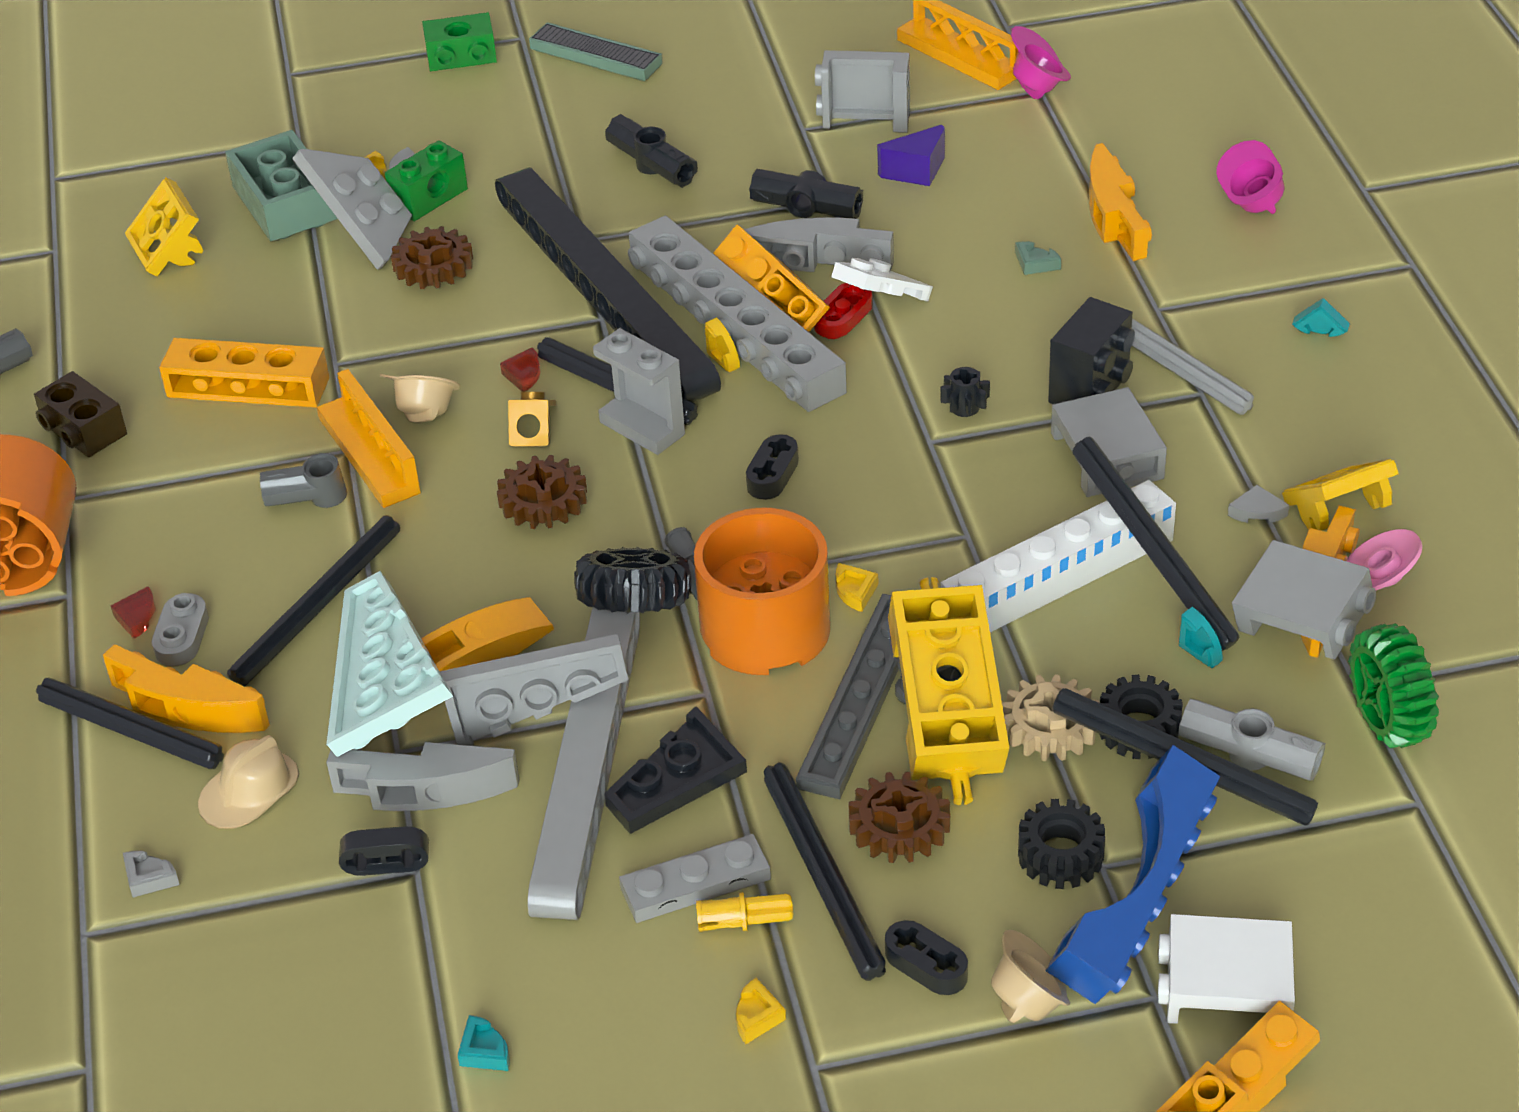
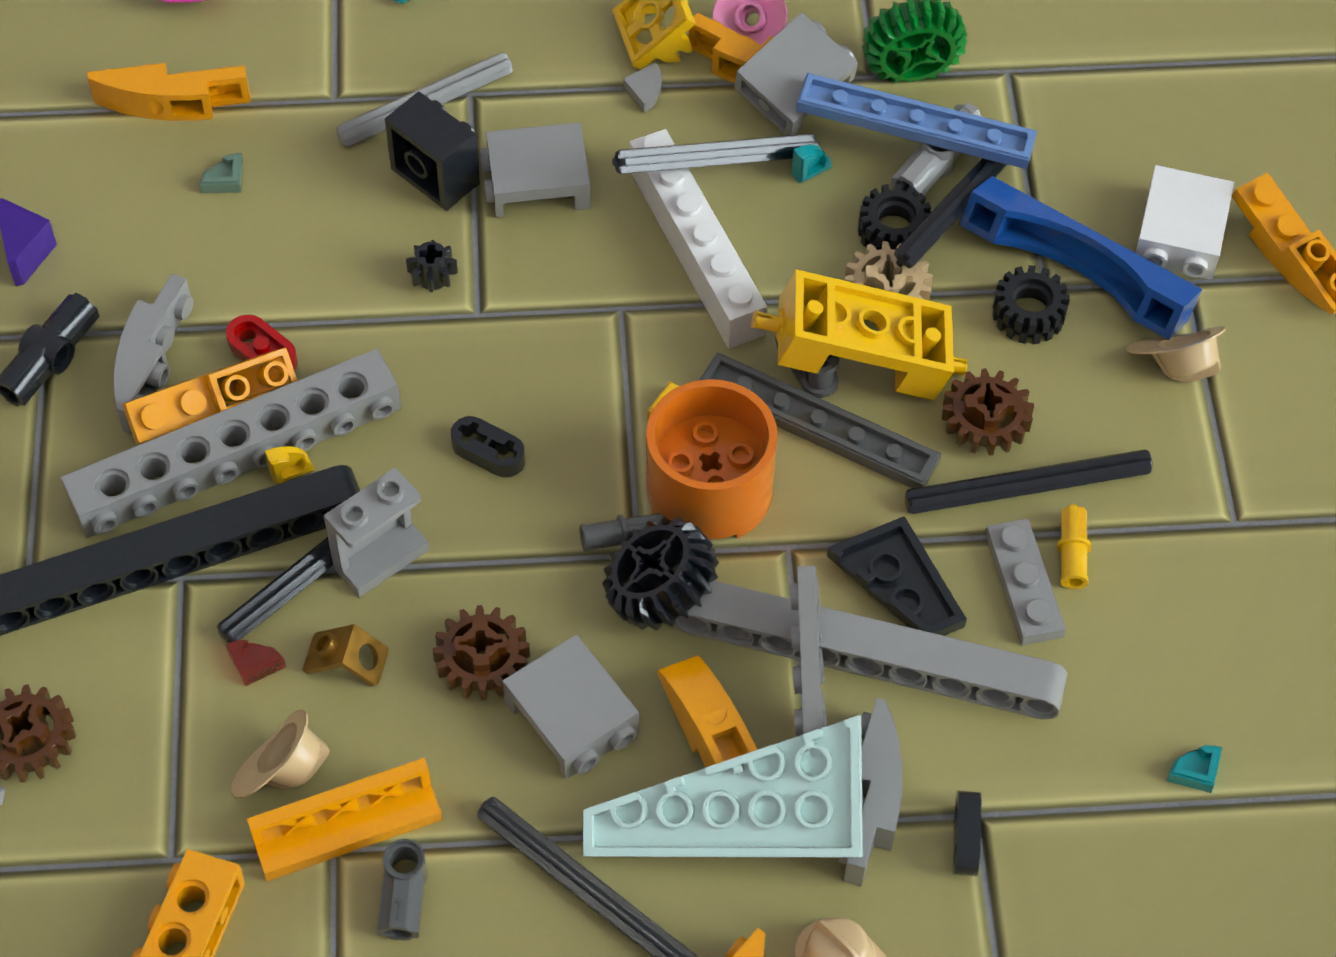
camera: 85 degrees left, 15 degrees up
(489, 552) = (573, 706): none -> light grey panel
(757, 1011) = (1178, 554): yellow tile -> none
(877, 277) = (231, 306): white wing -> none
(922, 961) = (1131, 416): black beam -> none
(1264, 697) = (916, 120): none -> medium blue tile

